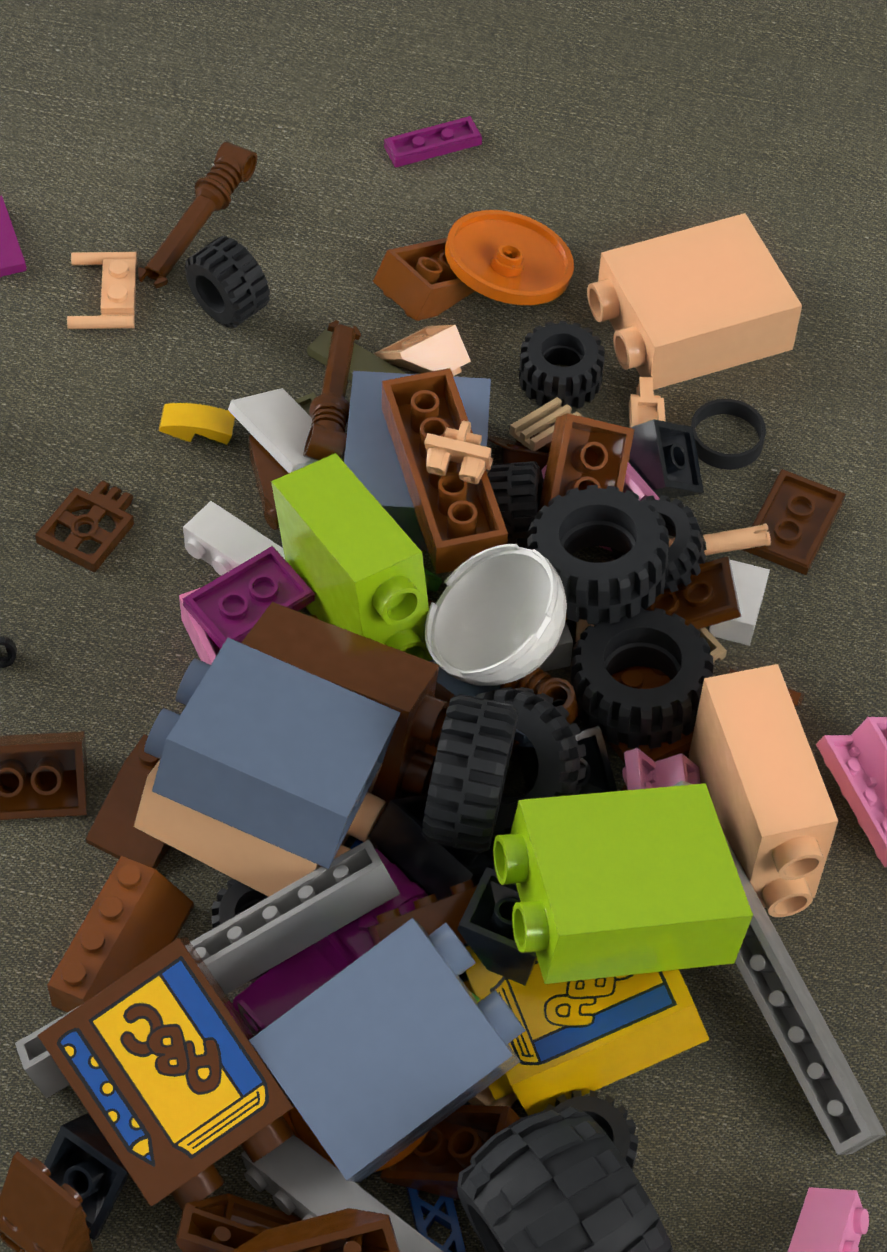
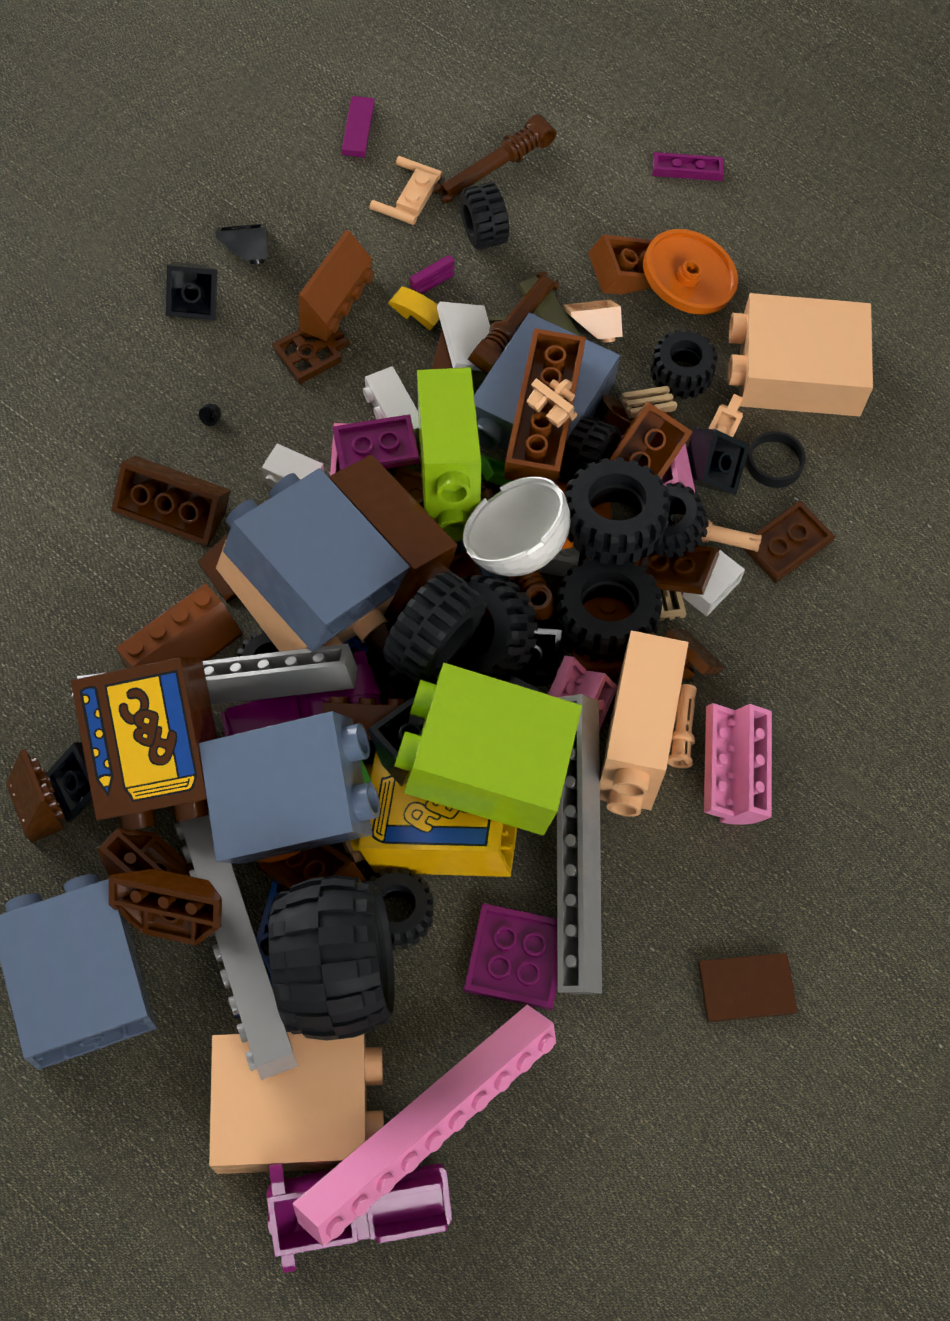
camera: 25 degrees right, 10 degrees up
(86, 436) = (334, 287): none -> dark orange slope
(148, 678) = (286, 461): none -> white brick
(196, 376) = (433, 275): none -> magenta tile
(759, 1140) = (514, 957): none -> magenta plate

